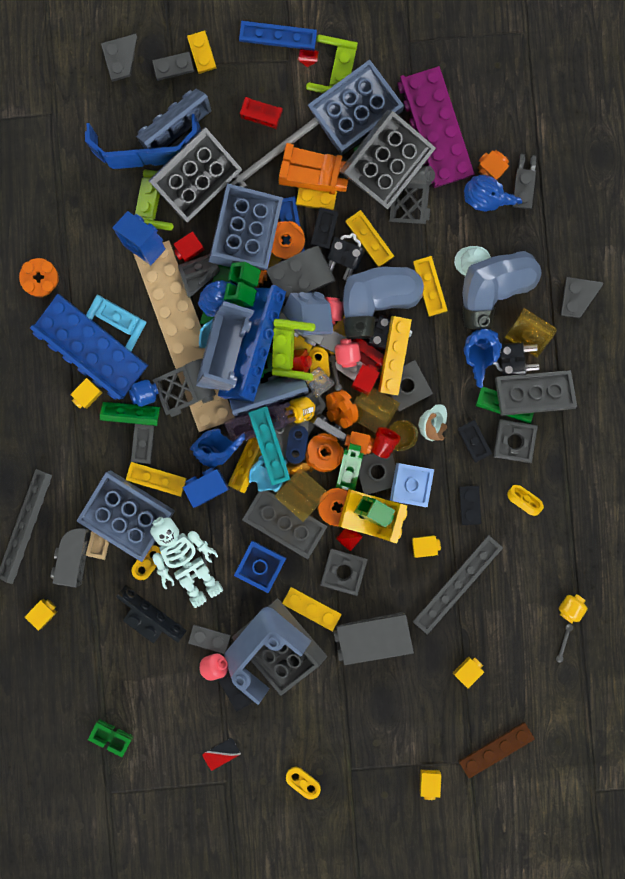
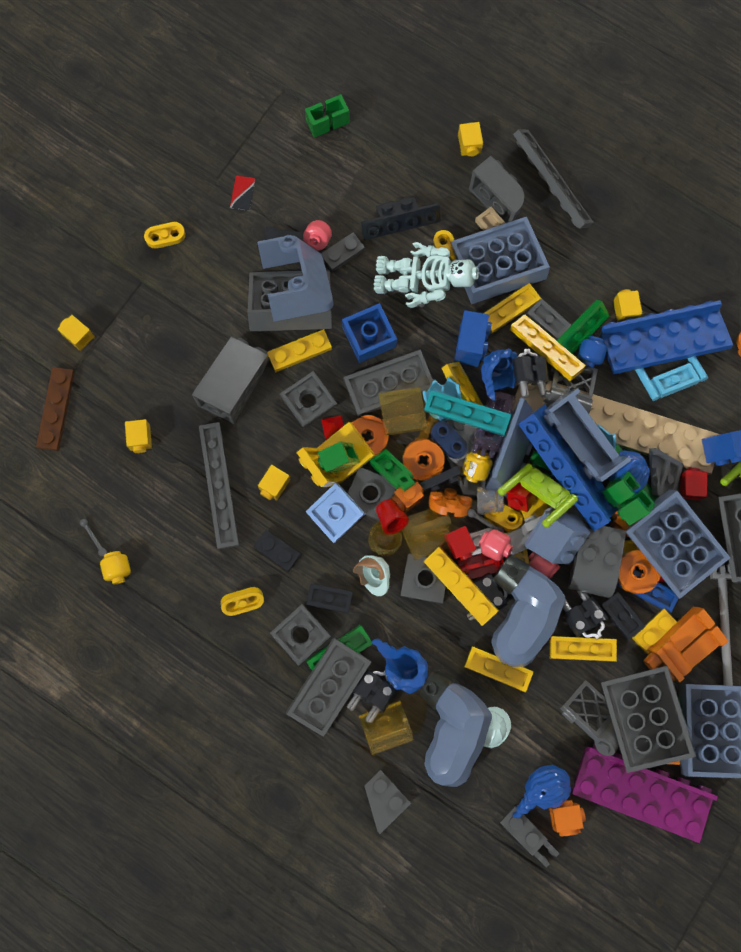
camera: 125 degrees right, 10 degrees down
(167, 428) = (547, 347): none -> yellow plate
(197, 425) = (530, 371): none -> black piece

